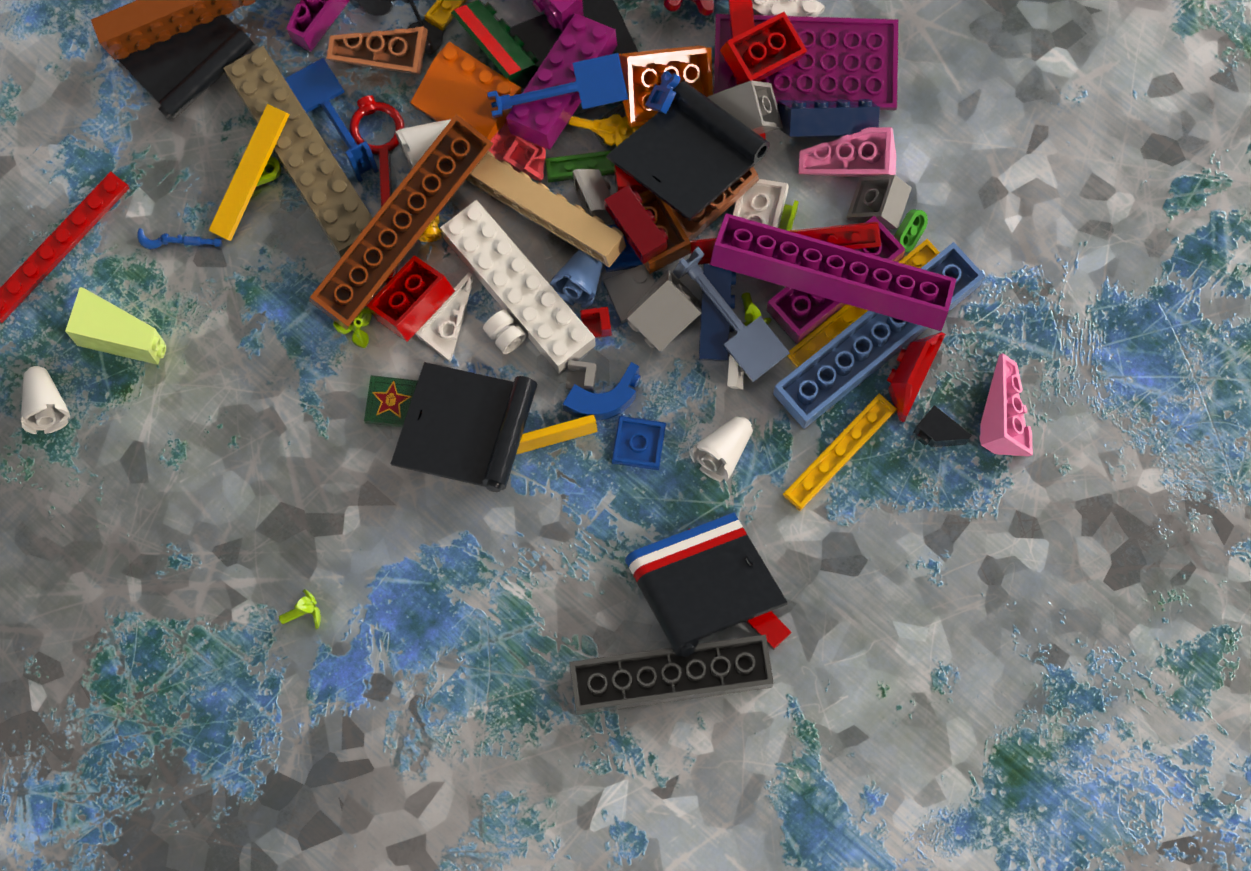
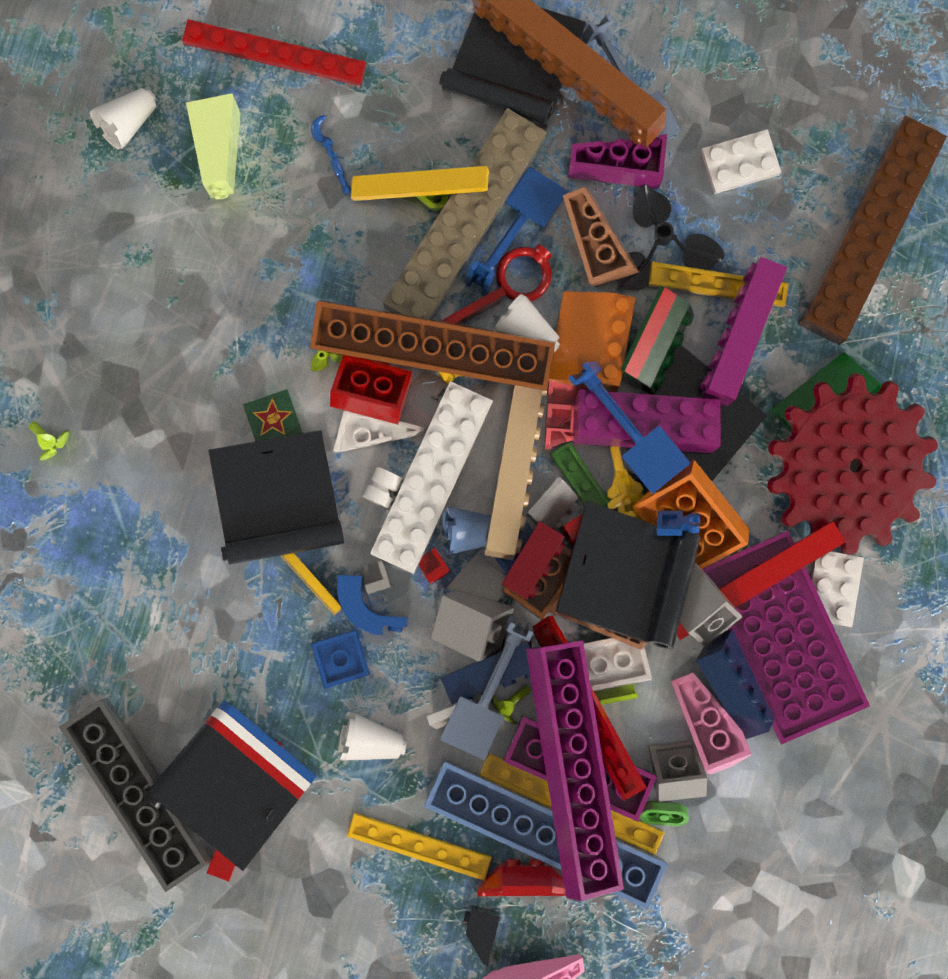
camera: 55 degrees right, 10 degrees up
(763, 49) = (769, 595): red brick -> none

